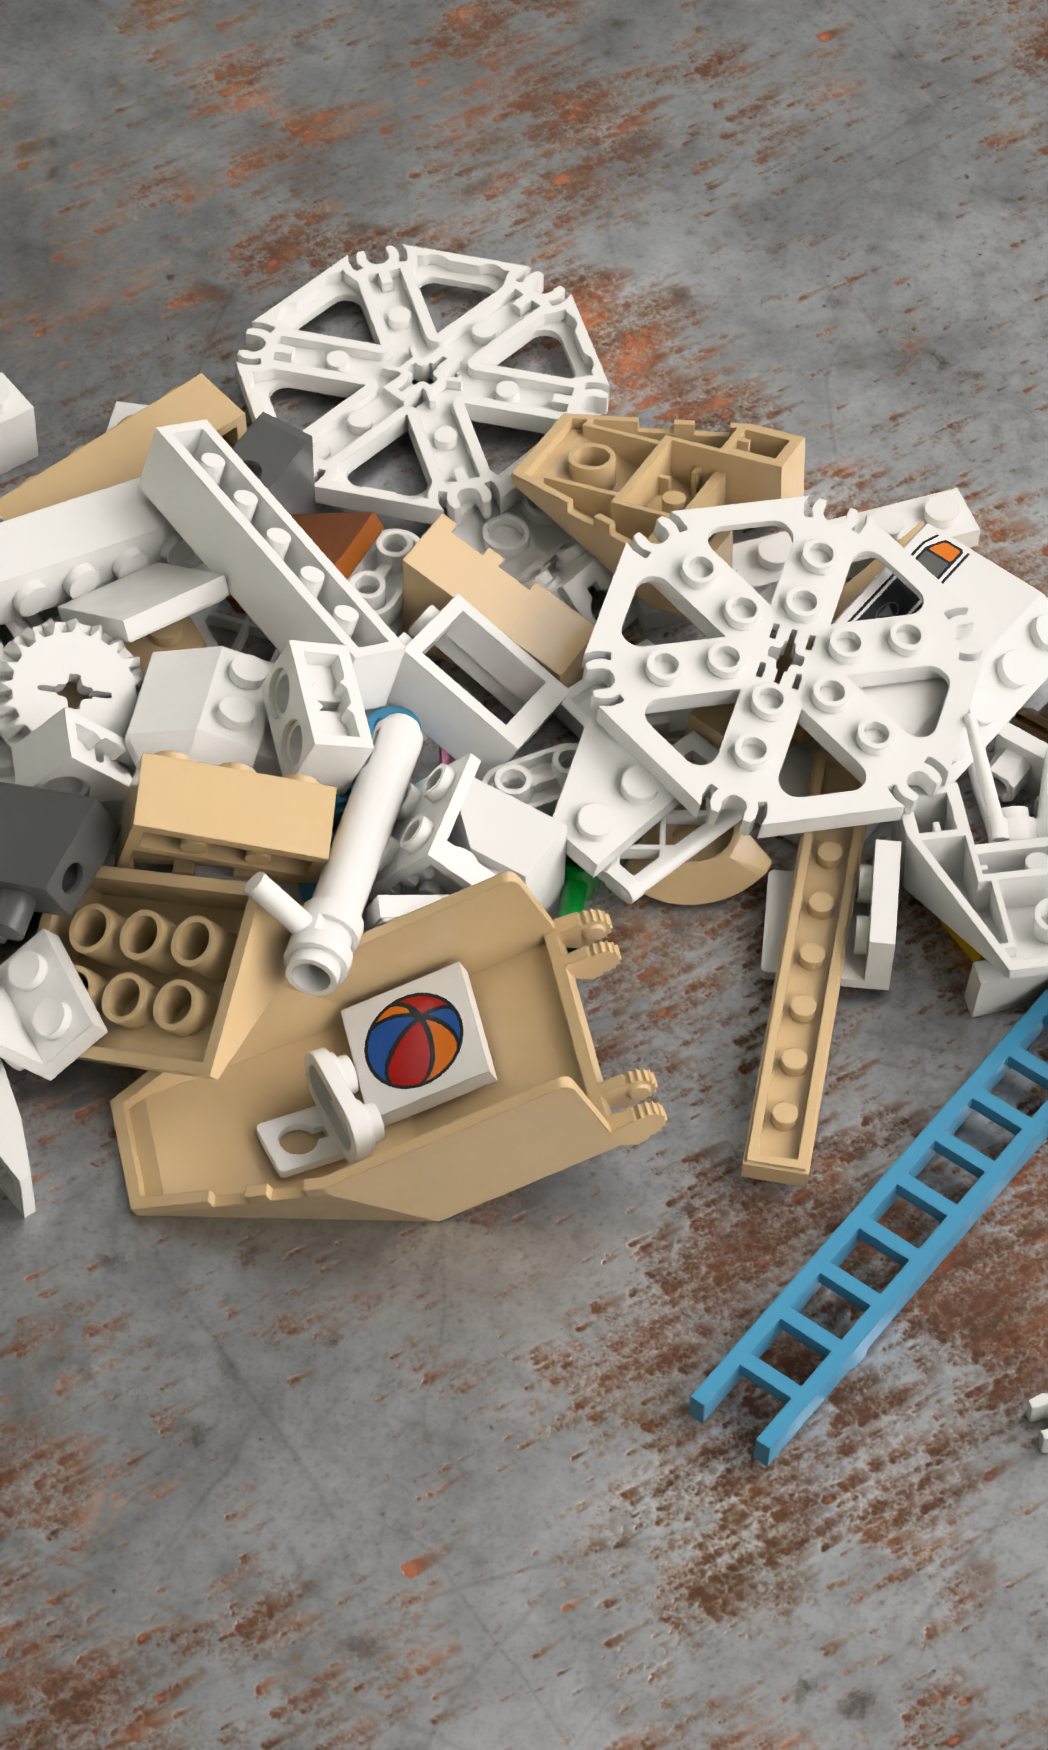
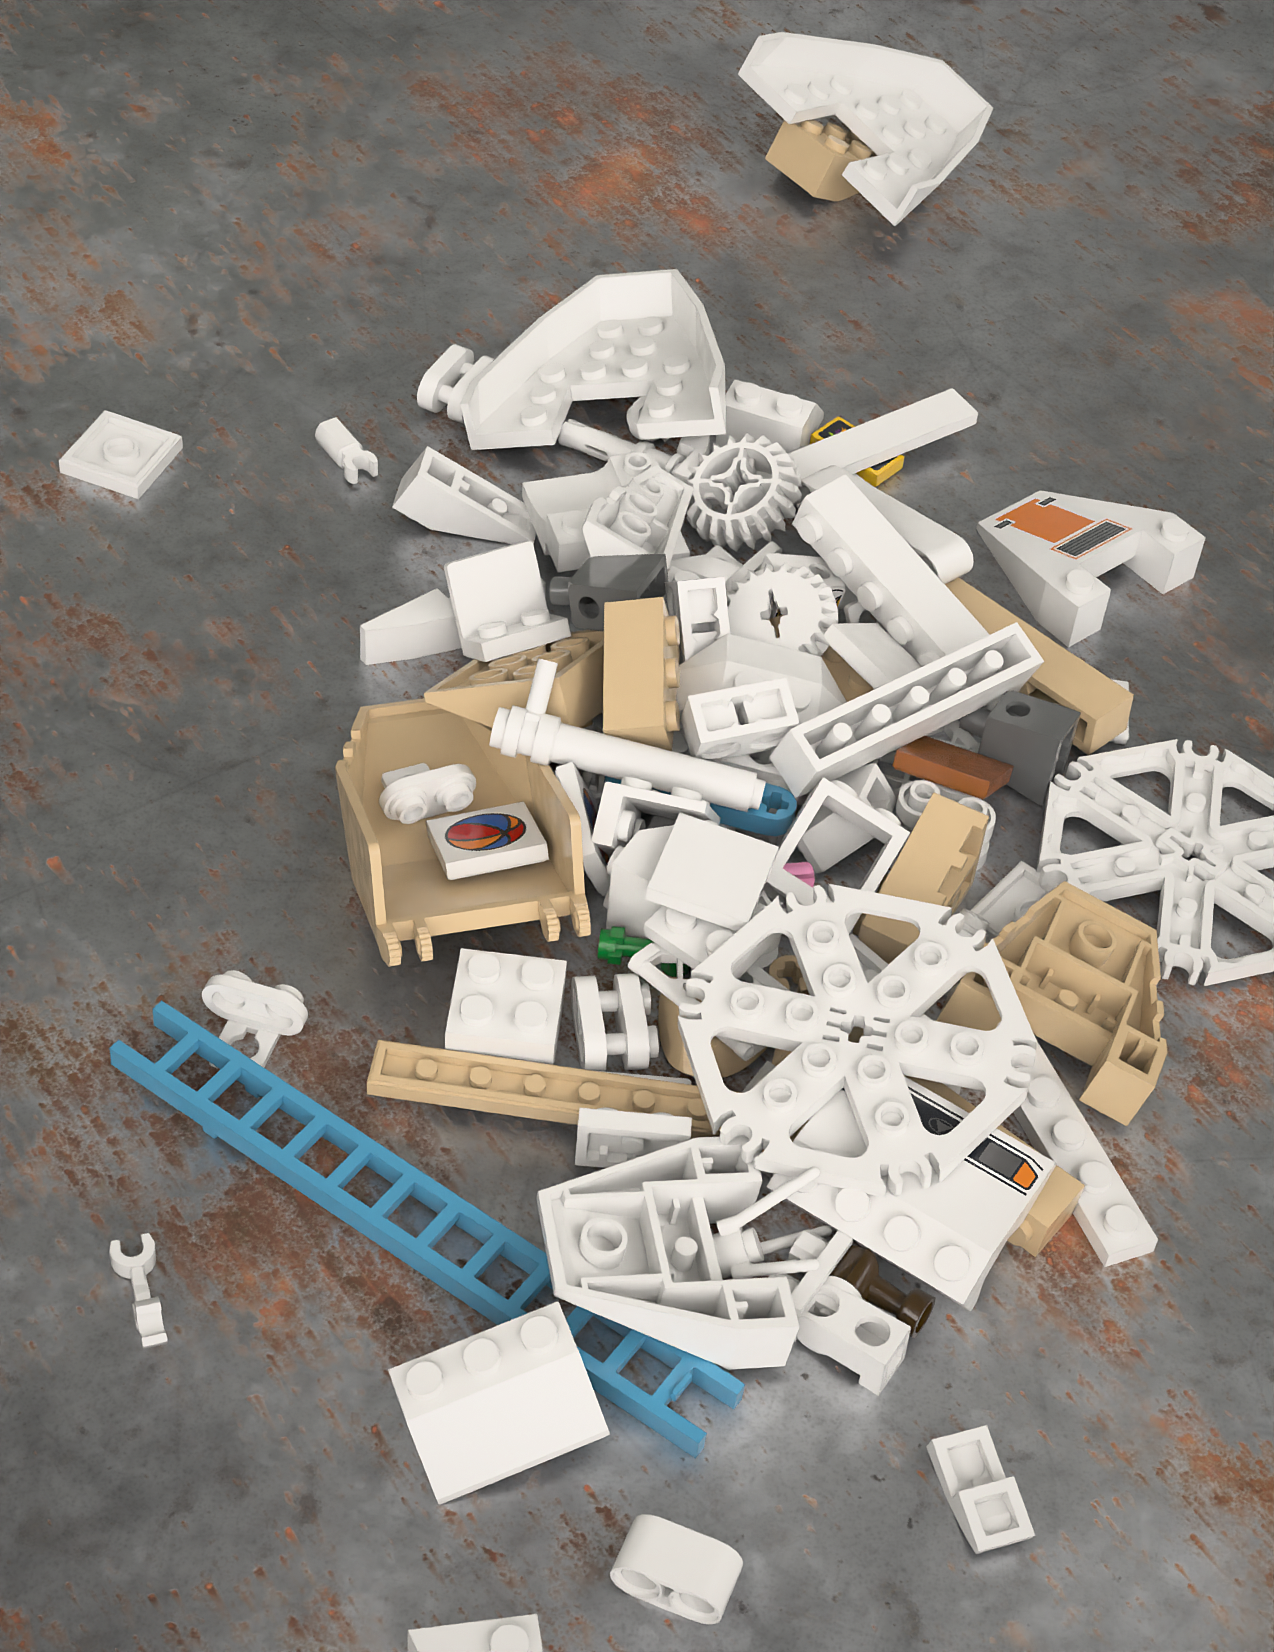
camera: 85 degrees right, 5 degrees down
(549, 774) = (711, 872): none -> white tile
(678, 1319) = (254, 1010): none -> white bracket
(694, 939) = (630, 1004): none -> white brick
(697, 1034) = (506, 1006): none -> white brick

